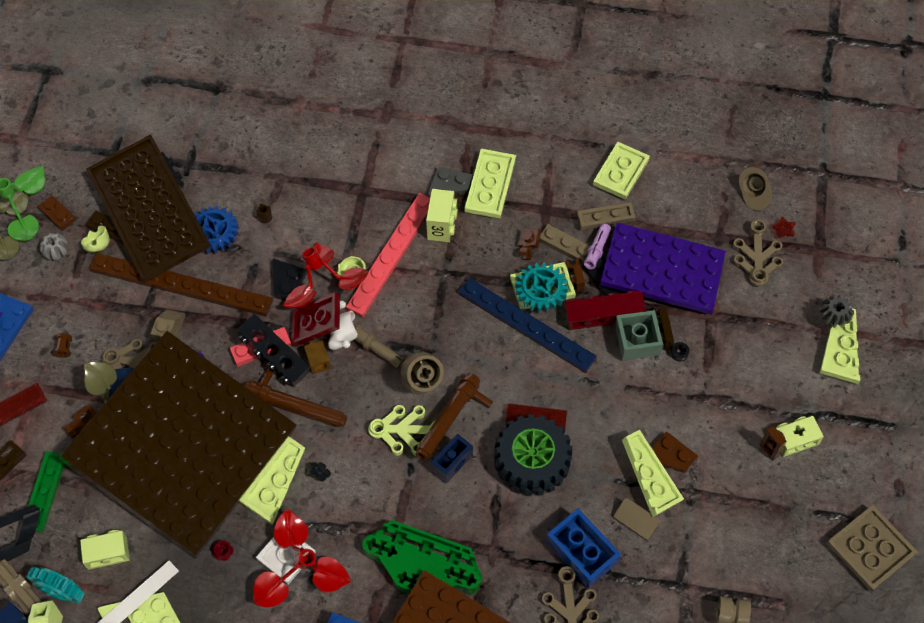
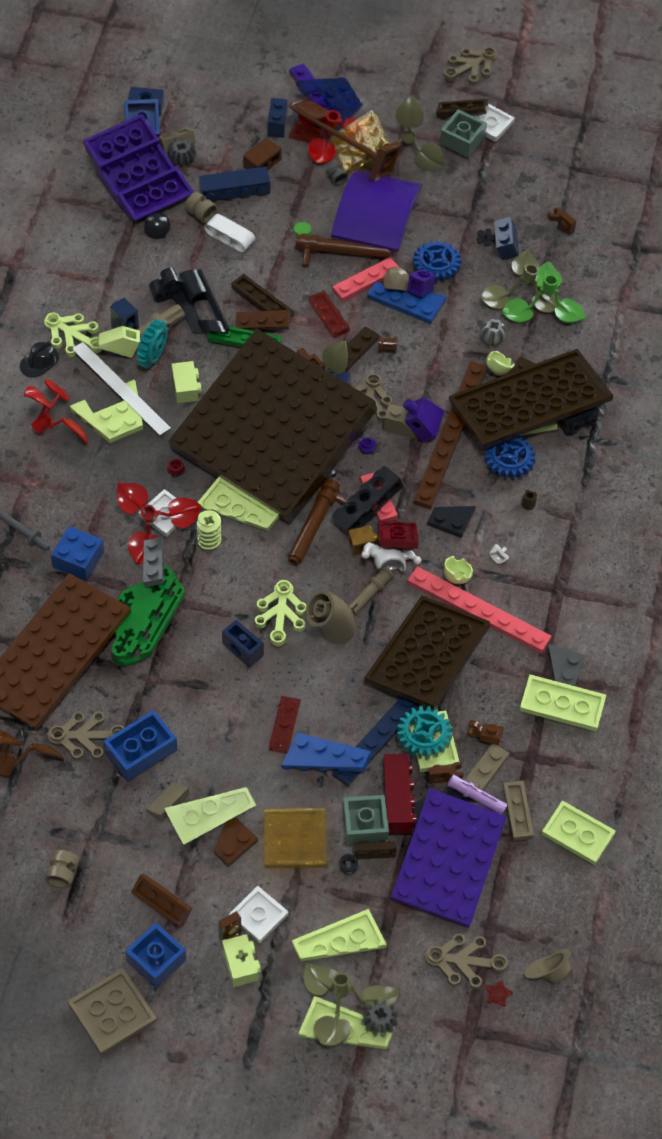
camera: 90 degrees right, 5 degrees down
(21, 473) = (263, 320): none -> reddish brown plate
(57, 213) = (535, 335): reddish brown plate -> none
(63, 378) = (360, 345): none -> dark brown plate
(165, 303) = (423, 418): none -> dark purple torso
(314, 259) = (456, 527): red plant -> none
(315, 501) = (209, 530): none -> yellowish green piece
(319, 471) = (244, 540): black plant -> none
(329, 238) = (498, 554): none -> white piece
(358, 554) = (153, 562): none -> dark grey plate
(441, 215) = (516, 647): yellowish green brick -> none
(449, 290) = (427, 652): none -> dark brown plate
(462, 394) = (311, 658): reddish brown cylinder -> none
(532, 455) = (239, 710): black wheel -> none
(570, 378) = (324, 754): none -> blue wing
(661, 398) = (295, 838): none -> clear yellow plate
(746, 424) = (260, 914): none -> white plate
(748, 513) = (161, 900): none -> reddish brown plate
(753, 346) = (343, 937): none -> yellowish green wing
(803, 368) = (320, 980): none -> olive plant
(811, 509) = (155, 955): none -> blue brick

